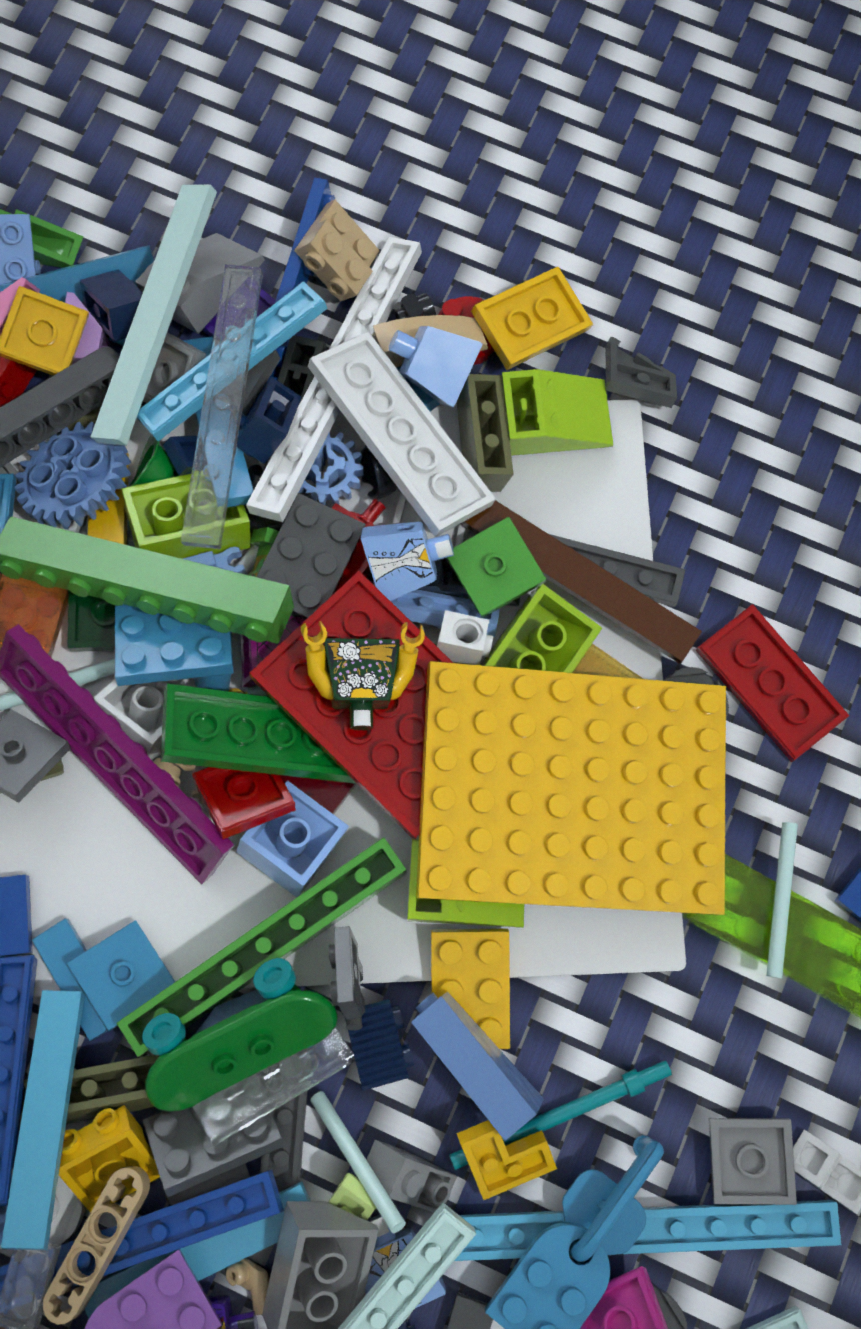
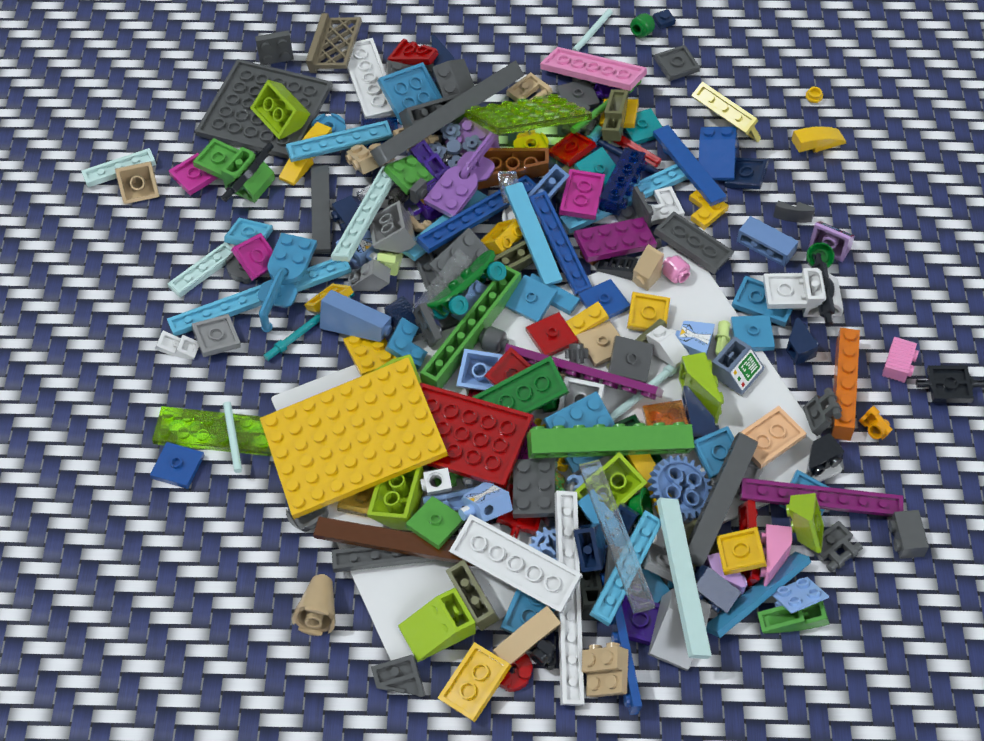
camera: 160 degrees right, 20 degrees down
(43, 882) = (588, 318): none -> yellow plate
(45, 826) = (599, 342): none -> tan plate
(99, 1245) = (488, 207): tan beam -> none
(102, 813) = (576, 353): none -> dark grey gear
(123, 883) = (551, 334): none -> red plate
(234, 910) = (493, 340): none -> dark grey head
(358, 1162) = (392, 269): light aqua bar -> none
(361, 671) = (478, 431): torso -> none
(411, 967) = (401, 342): none -> dark azure plate
(436, 361) = (514, 611): light blue torso -> none
(727, 526) = (316, 608): none -> tan cone
(772, 683) = (266, 543): red tile -> none

